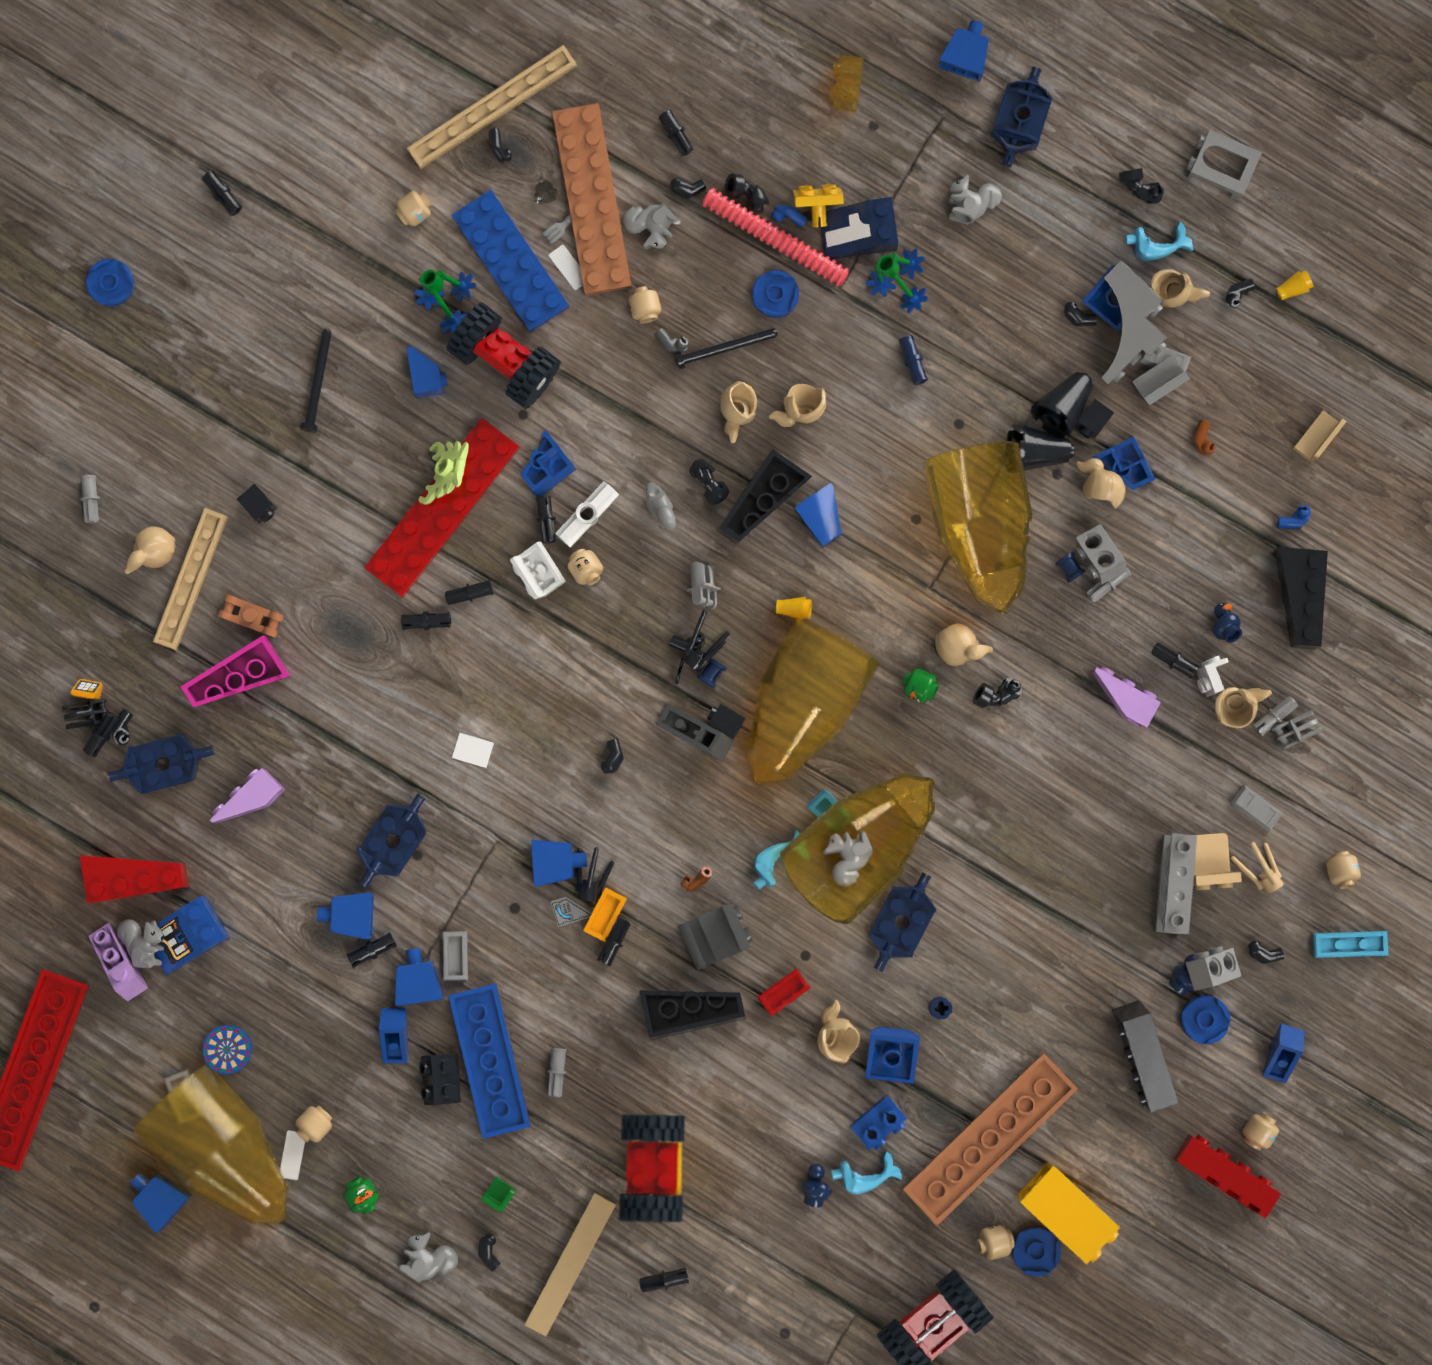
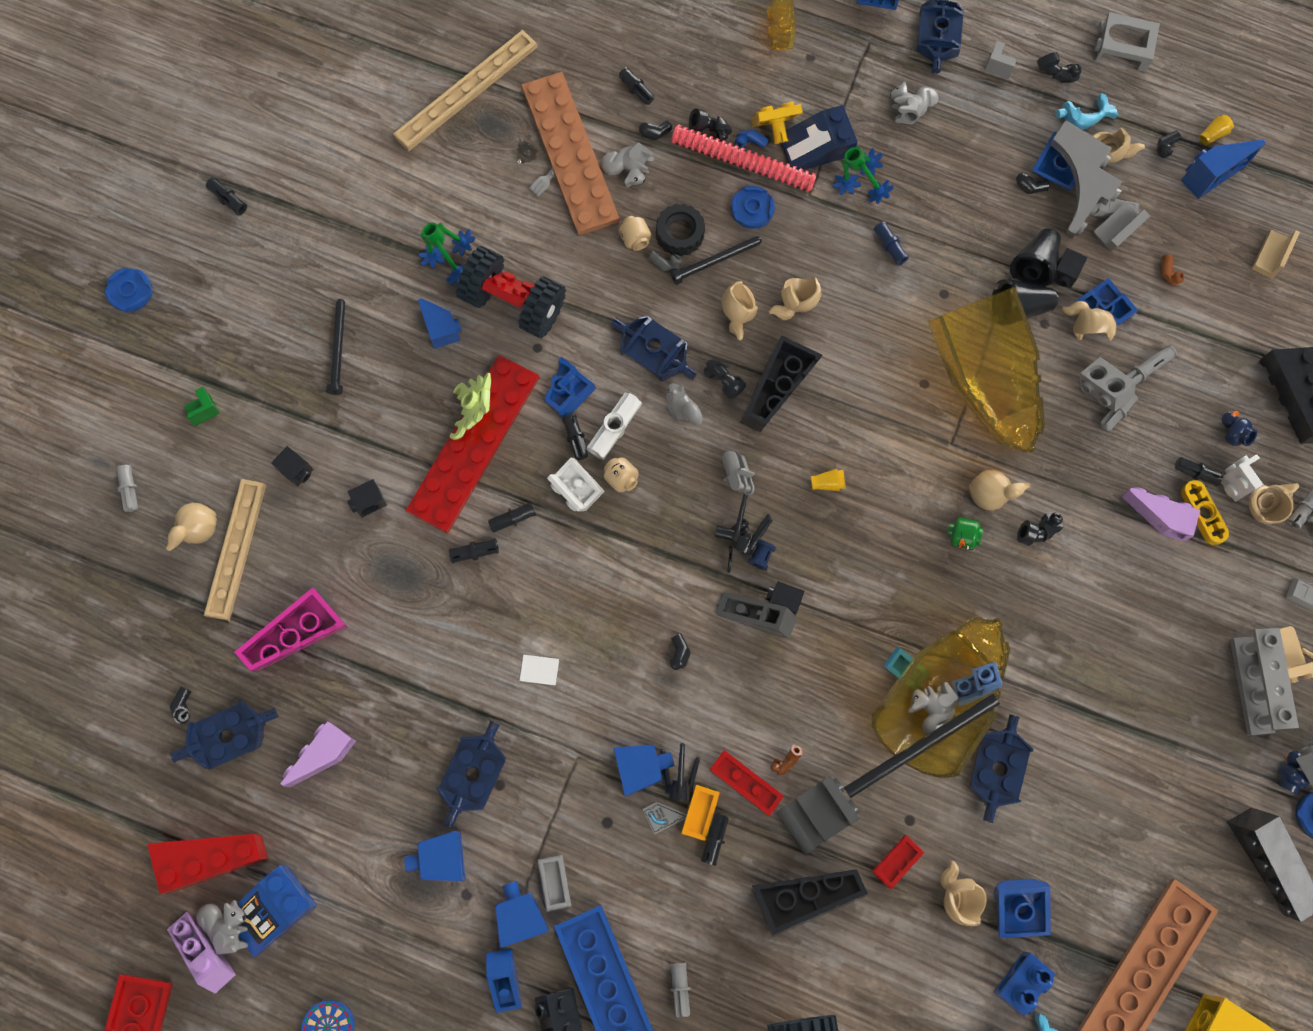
camera: 15 degrees left, 10 degrees down
(87, 689) = (141, 674): slope -> none
(88, 714) = (139, 698): black arm -> none
(101, 734) = (159, 715): black axle -> none
(171, 425) = (201, 408): none -> green panel
(250, 616) = (299, 574): nougat plate -> none
(326, 550) = (366, 498): none -> black brick
(371, 950) = (466, 892): black pin -> none
(413, 208) = (407, 182): tan head -> none
(496, 147) = (474, 118): black arm -> none
(510, 261) = (504, 215): blue plate -> none
(567, 266) = (557, 213): white sticker -> none
(648, 454) = (663, 362): none -> dark blue plate
(653, 894) = (746, 783): none -> red plate
(687, 291) = (686, 214): none -> black tyre
(764, 864) = (851, 730): medium azure animal -> none
(804, 699) = (857, 563): clear yellow windscreen -> none
(821, 515) = (835, 393): blue slope -> none
(826, 888) = (921, 745): none -> black piece
(894, 839) = (977, 685): none -> medium blue slope
(935, 1002) = (1065, 855): dark blue bush -> none
(1070, 567) = (1079, 402): dark blue bush -> none
(1080, 167) = (1000, 64): none -> light grey panel
(1157, 538) = (1141, 372): none -> light grey axle
(1176, 695) = (1208, 503): none -> yellow beam
(1281, 330) = (1218, 165): none -> blue slope
(1297, 520) = (1275, 327): blue arm -> none

